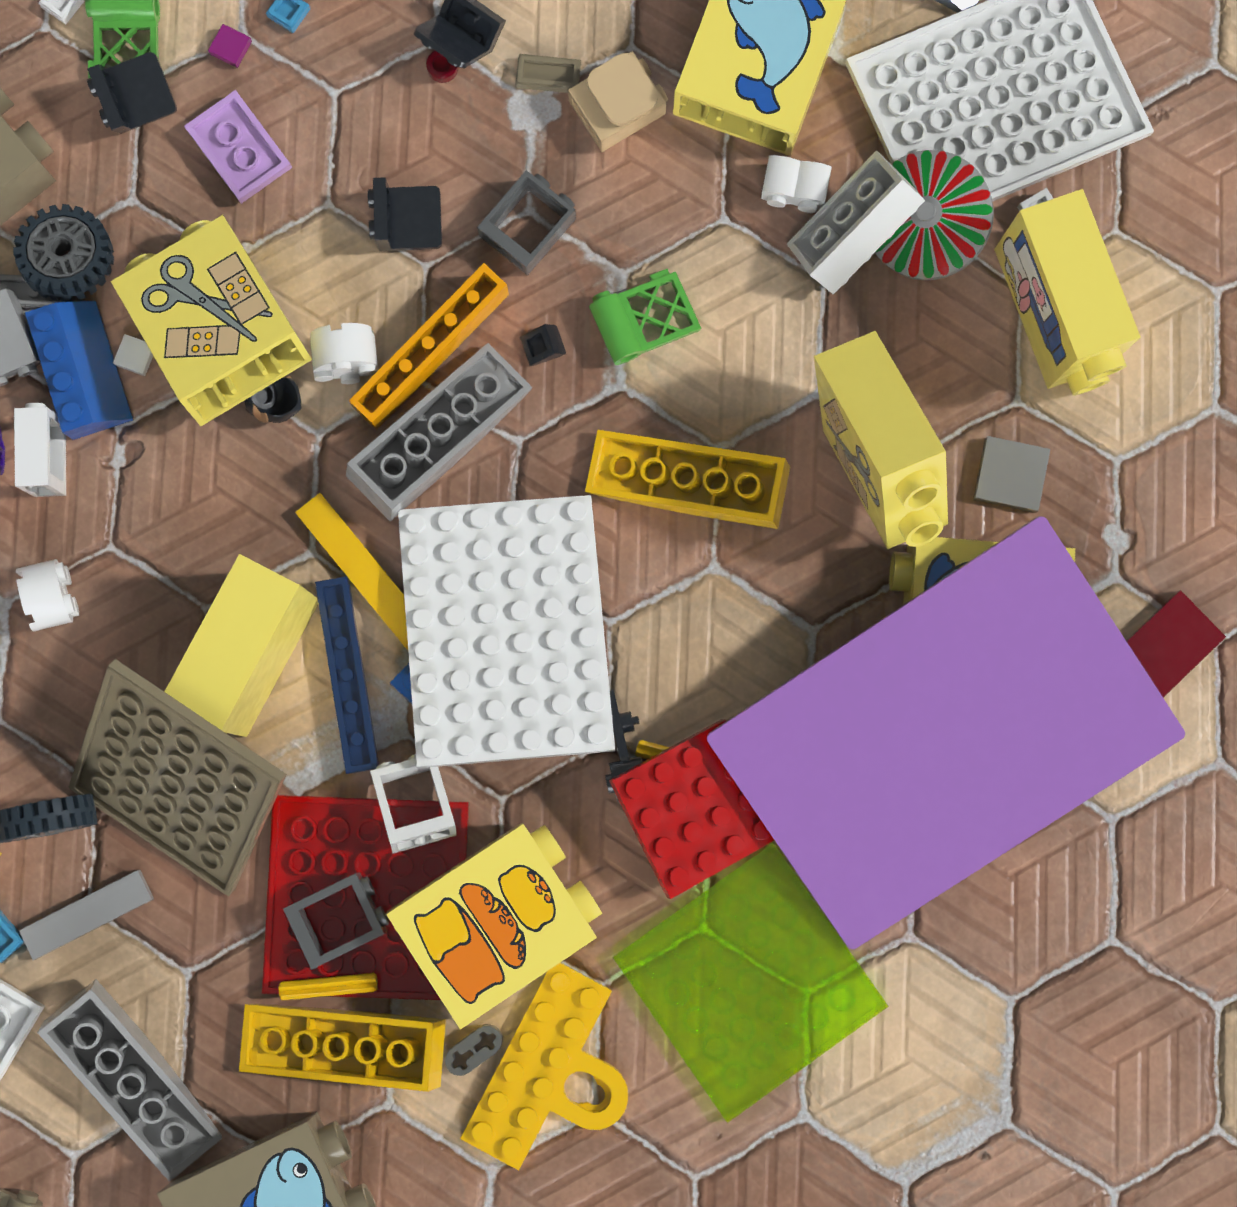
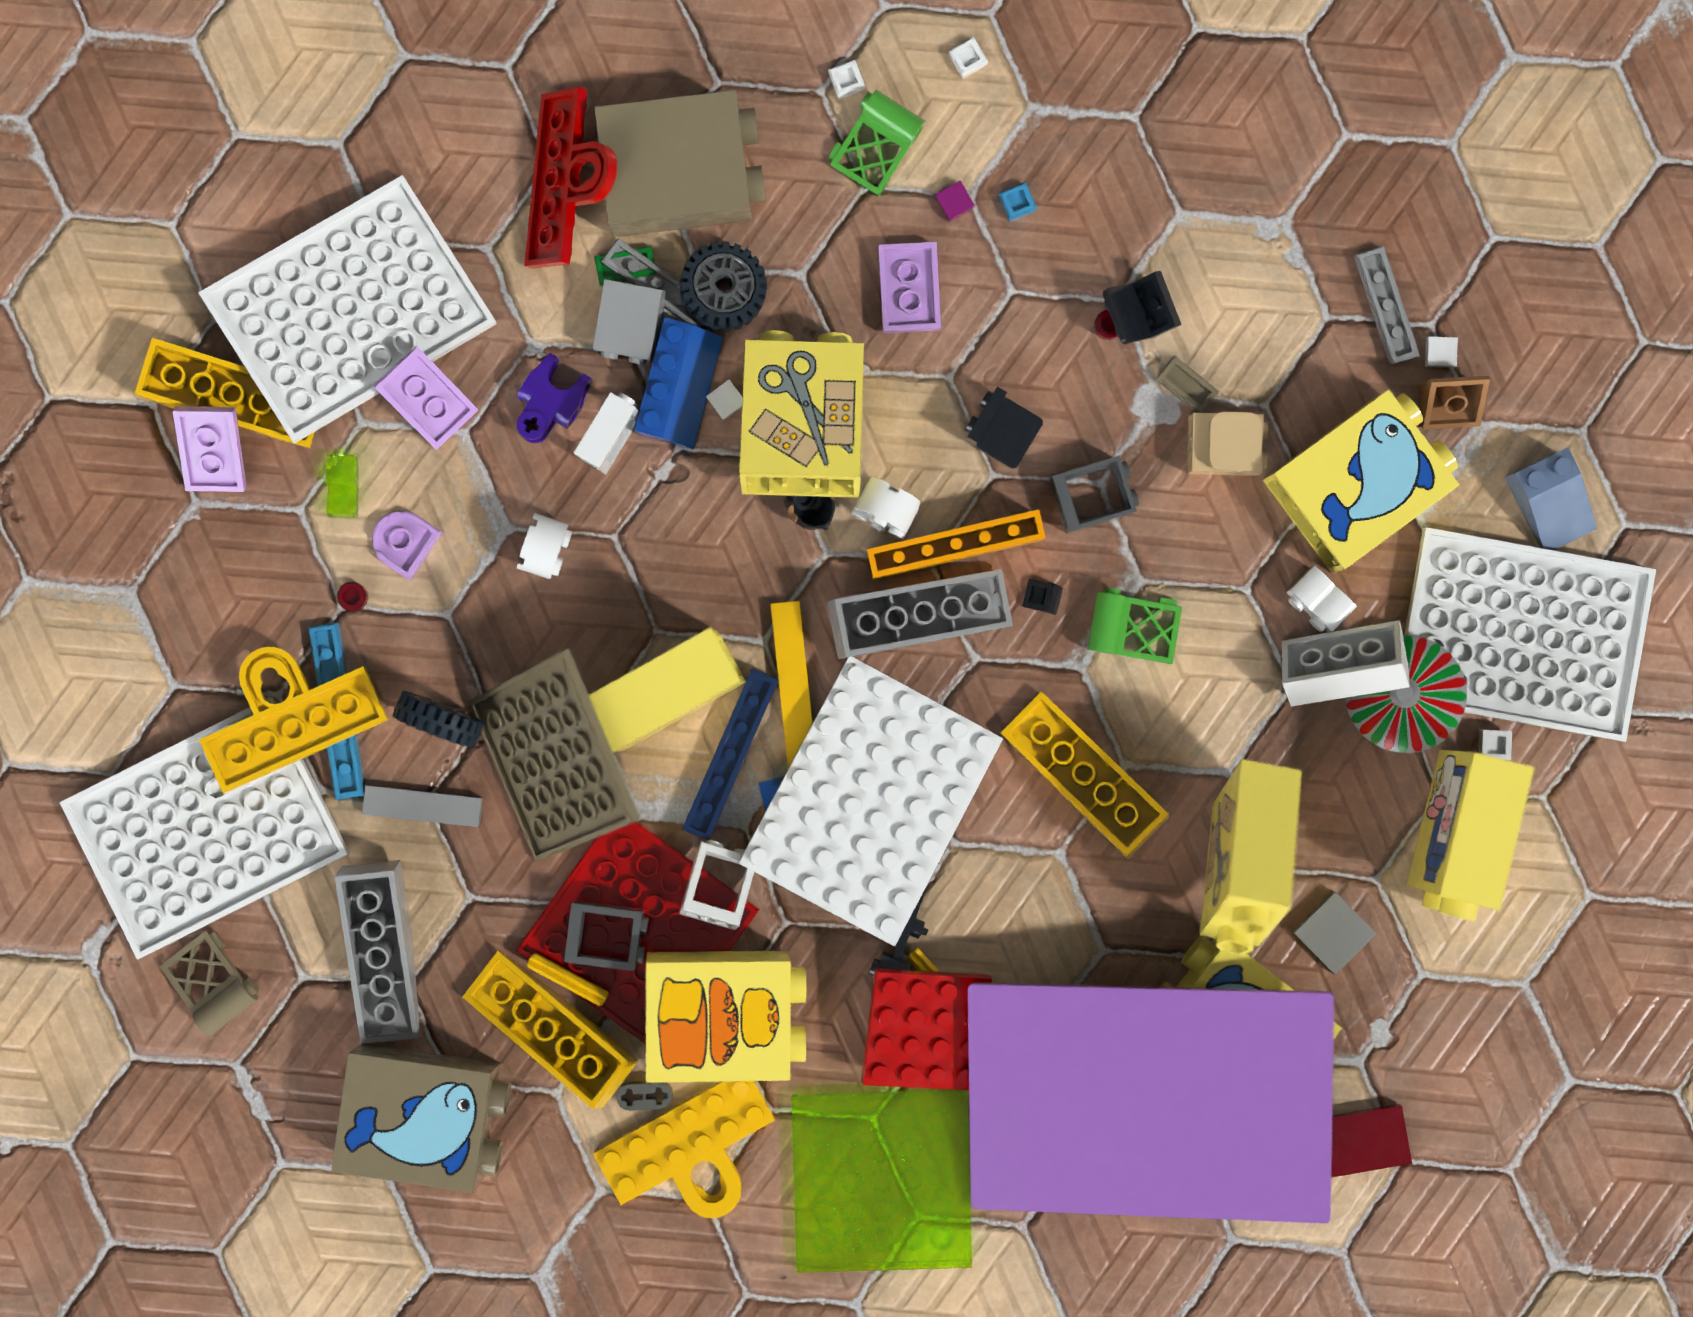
camera: 35 degrees right, 5 degrees up
(132, 93) = (855, 192): black bracket -> none

